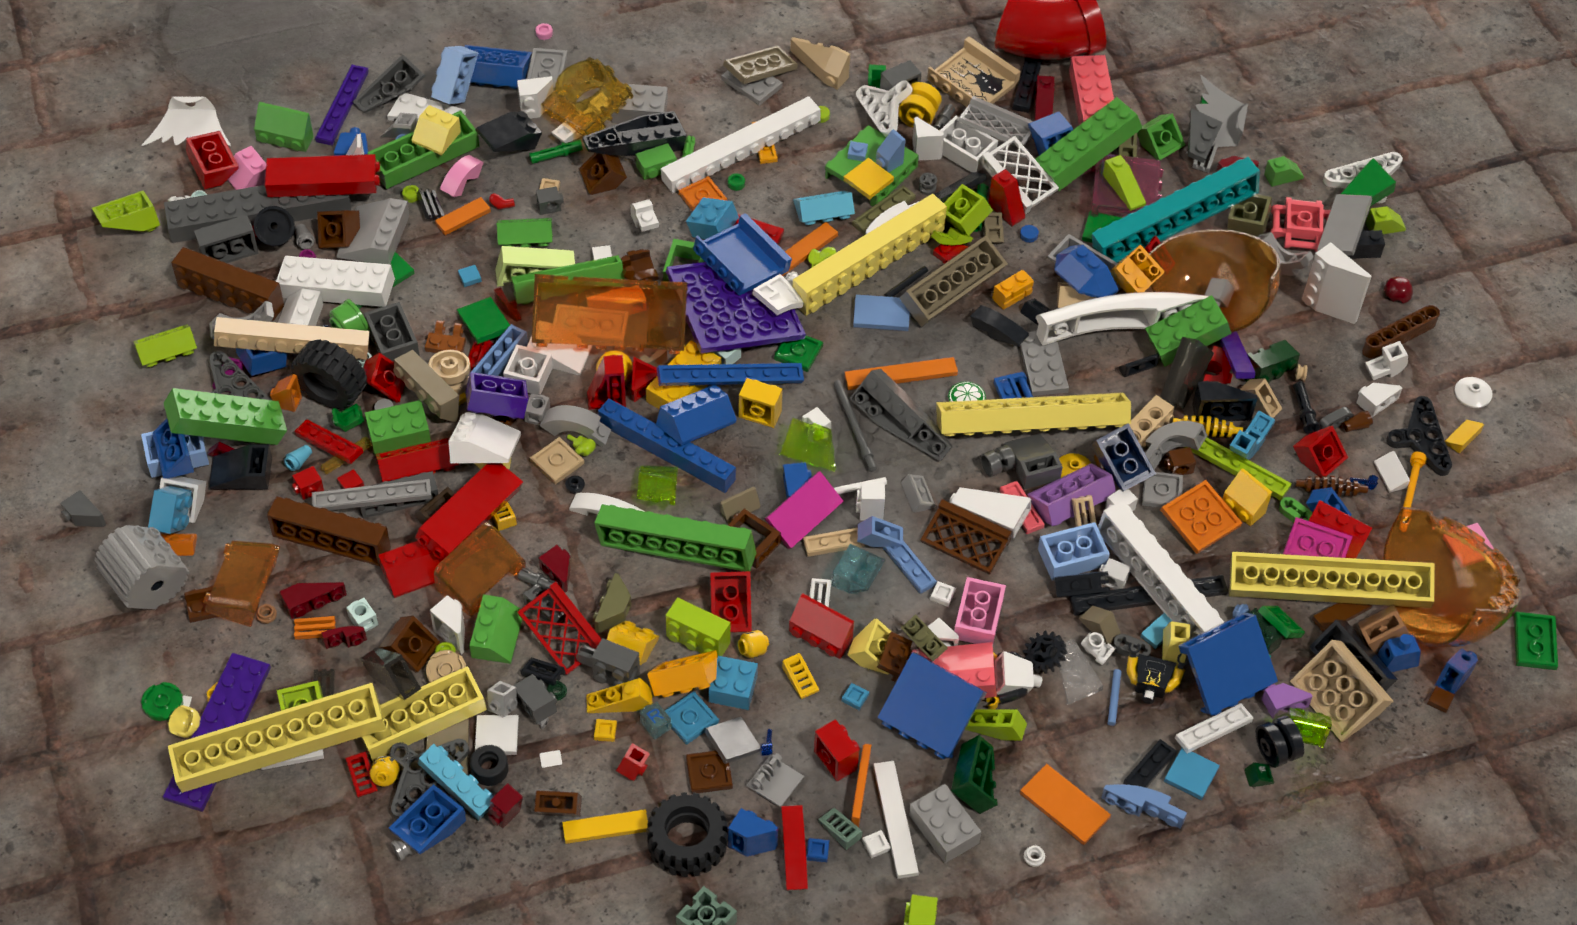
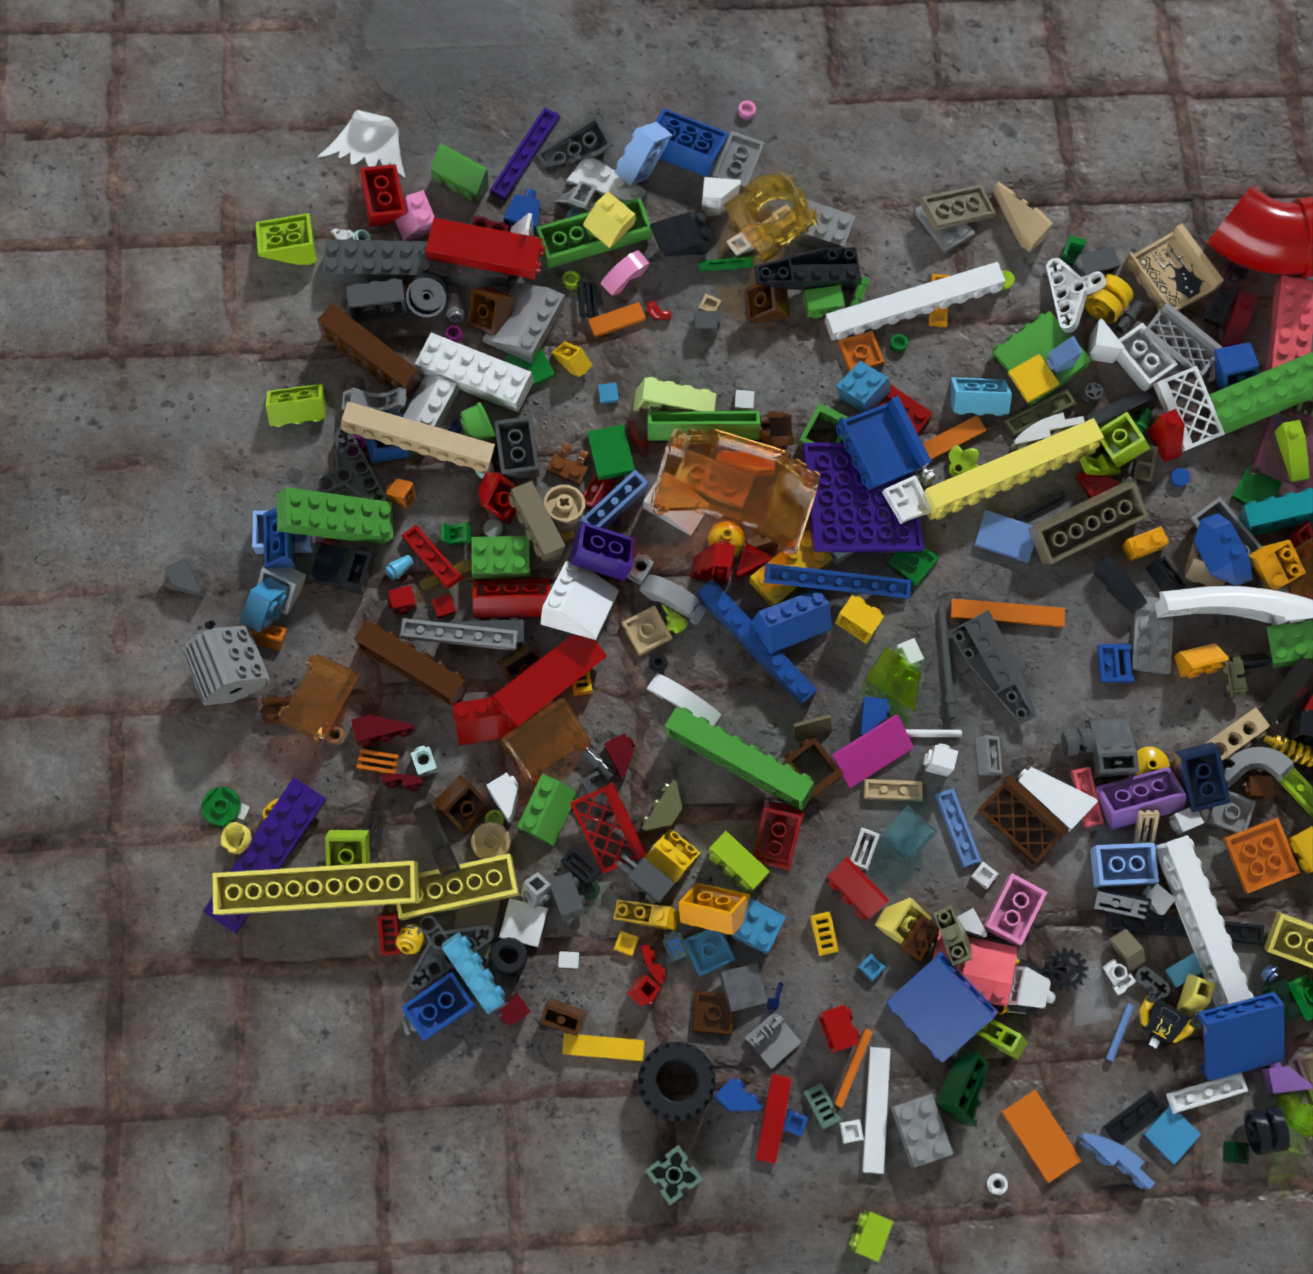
camera: 10 degrees right, 20 degrees up
(329, 374) = (445, 489): black tyre -> none
(428, 253) = (572, 358): none -> yellow slope
(525, 232) = (673, 354): bright green slope -> none
(530, 366) = (640, 523): white brick -> none
(631, 736) = (655, 970): none -> red slope
(643, 215) = (796, 367): white brick -> none
(657, 483) = (738, 685): clear neon green slope -> none
(753, 644) = (787, 888): yellow head -> none
(857, 151) = (1030, 341): medium blue plate -> none
(879, 533) = (939, 798): medium blue slope -> none
(966, 392) = (1066, 657): dish -> none
(1033, 413) = (1127, 699): light yellow brick -> none
(1093, 371) = (1200, 660): none -> light orange slope
(1125, 368) = (1235, 684): none -> olive hinge

